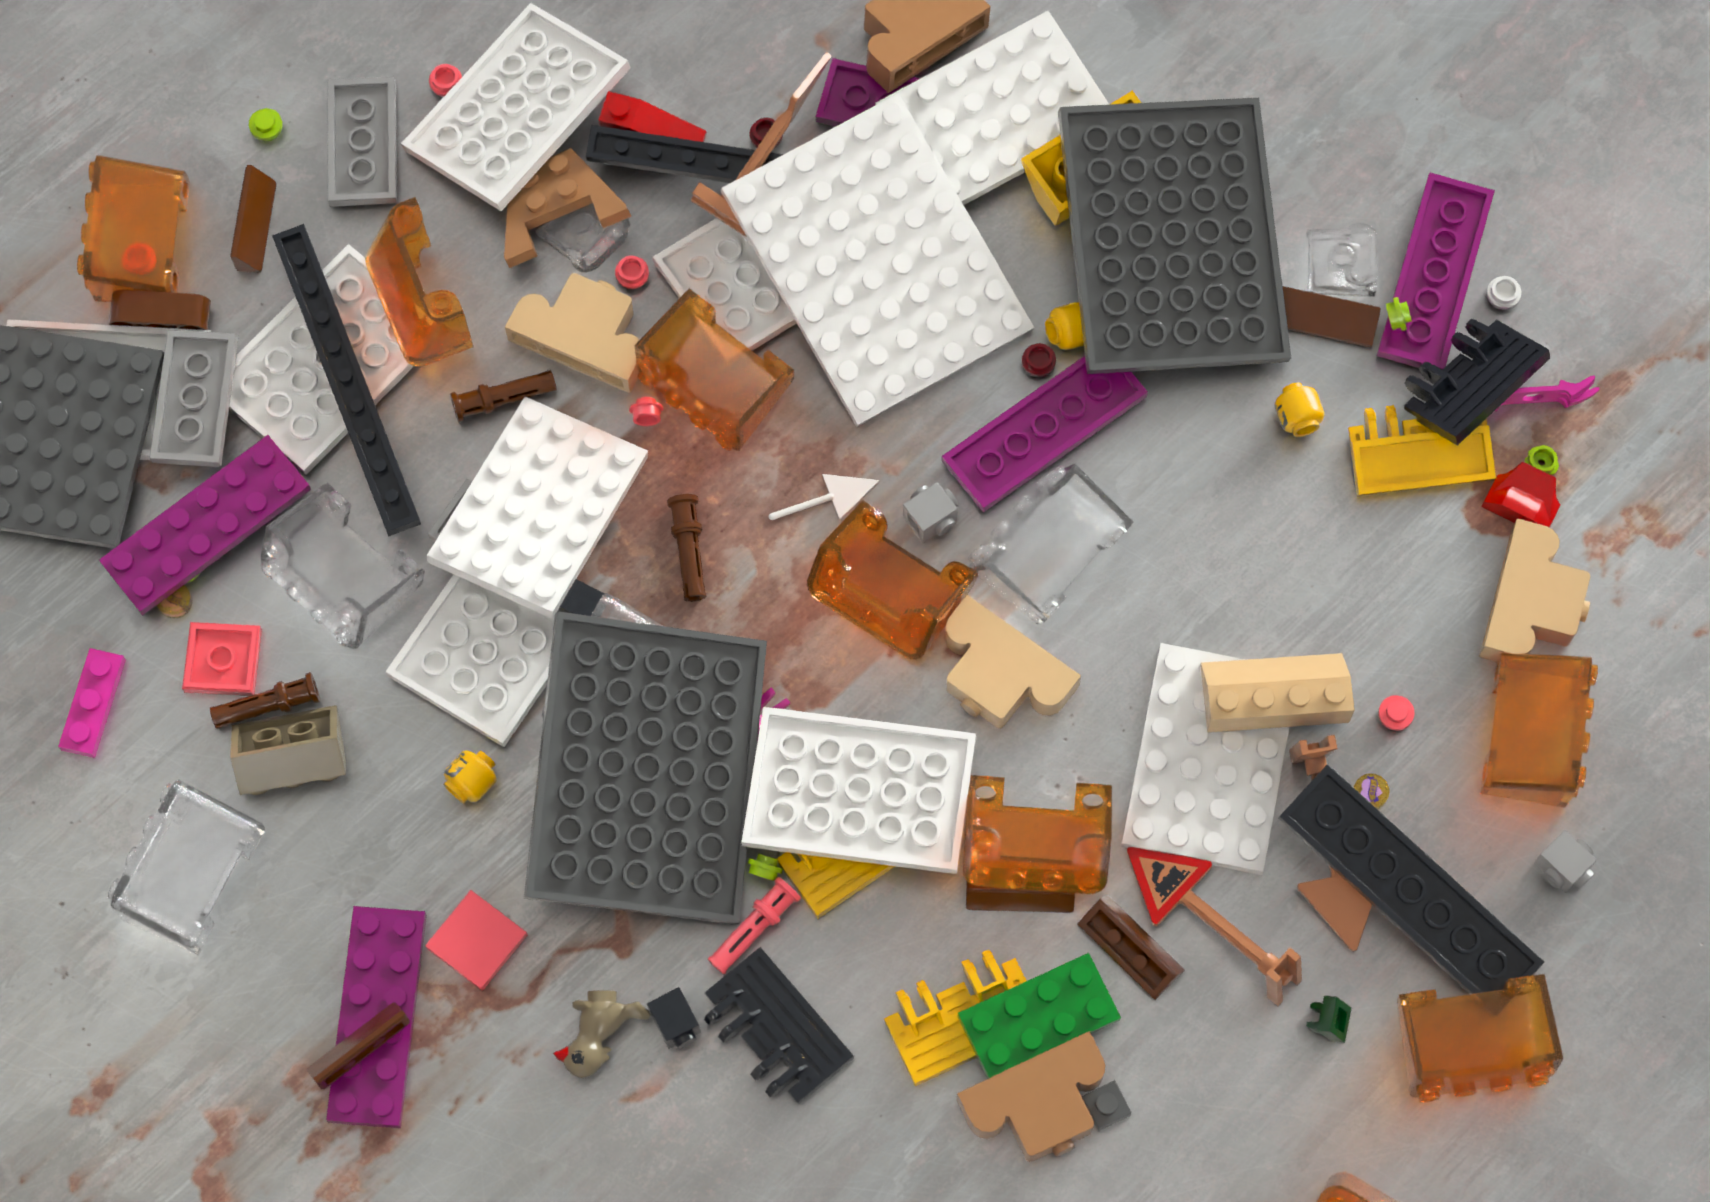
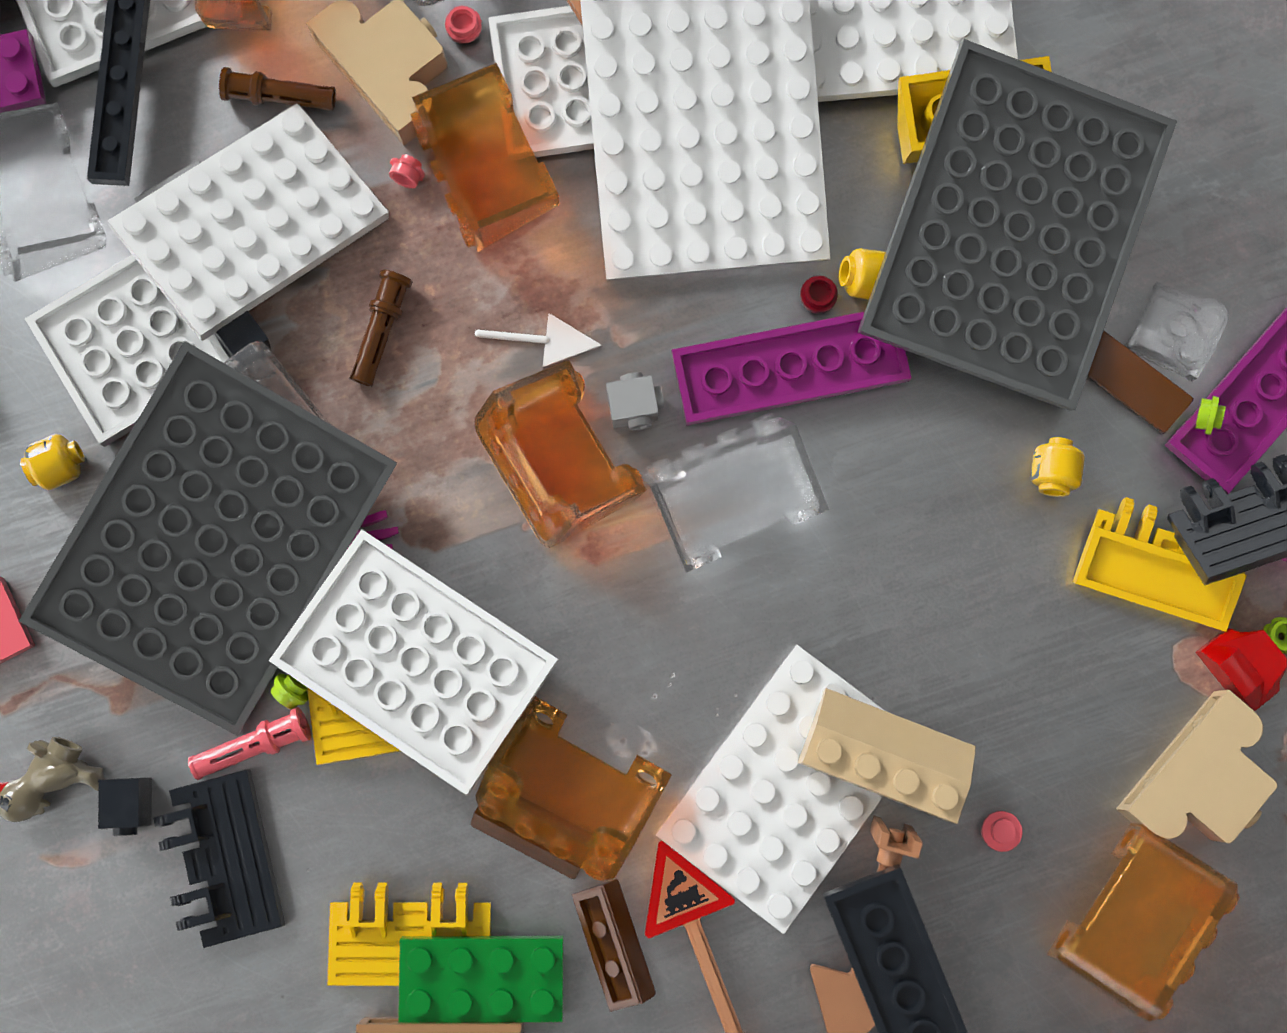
camera: 25 degrees right, 10 degrees up
(1002, 667) = (624, 595): tan brick -> none
(1373, 788) = (935, 901): clear yellow tile -> none

